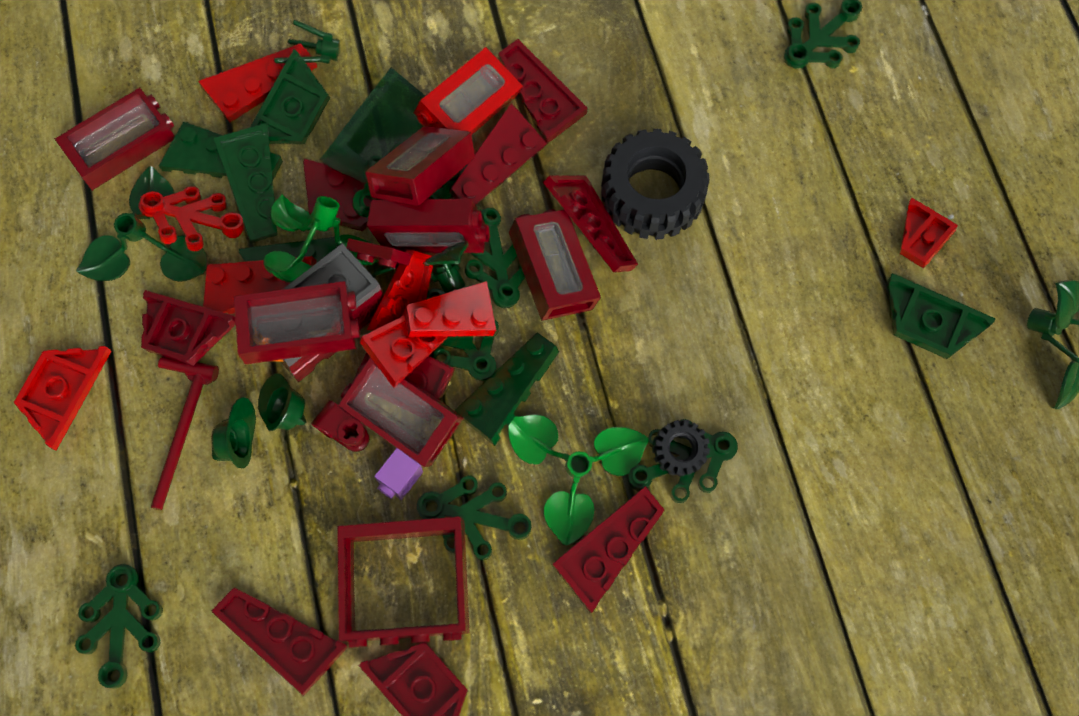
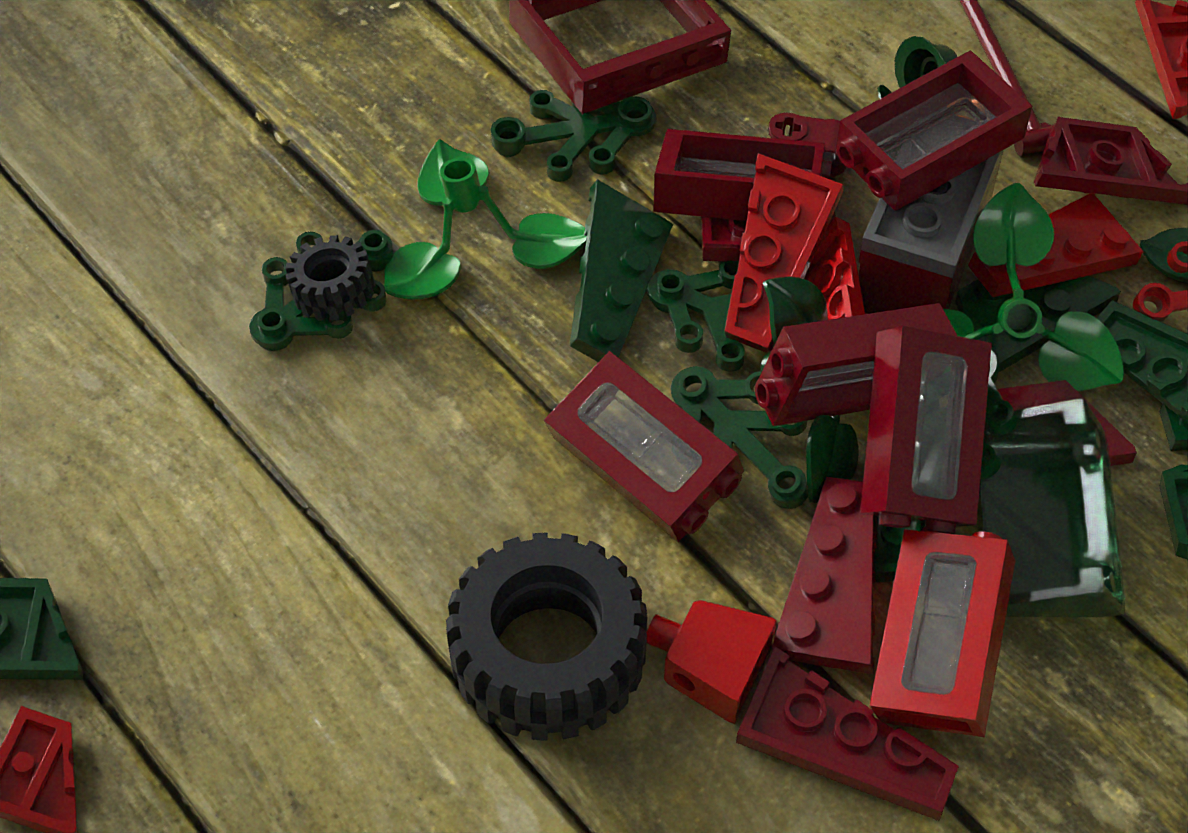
camera: 155 degrees right, 15 degrees down
(386, 255) = (891, 285): dark red wing -> none
(398, 475) = (698, 111): medium lavender brick -> none
(453, 314) = (732, 306): red wing -> none
(576, 148) = (714, 654): none -> red torso
(591, 217) = (660, 551): dark red wing -> none
(601, 554) = (384, 152): dark red wing -> none

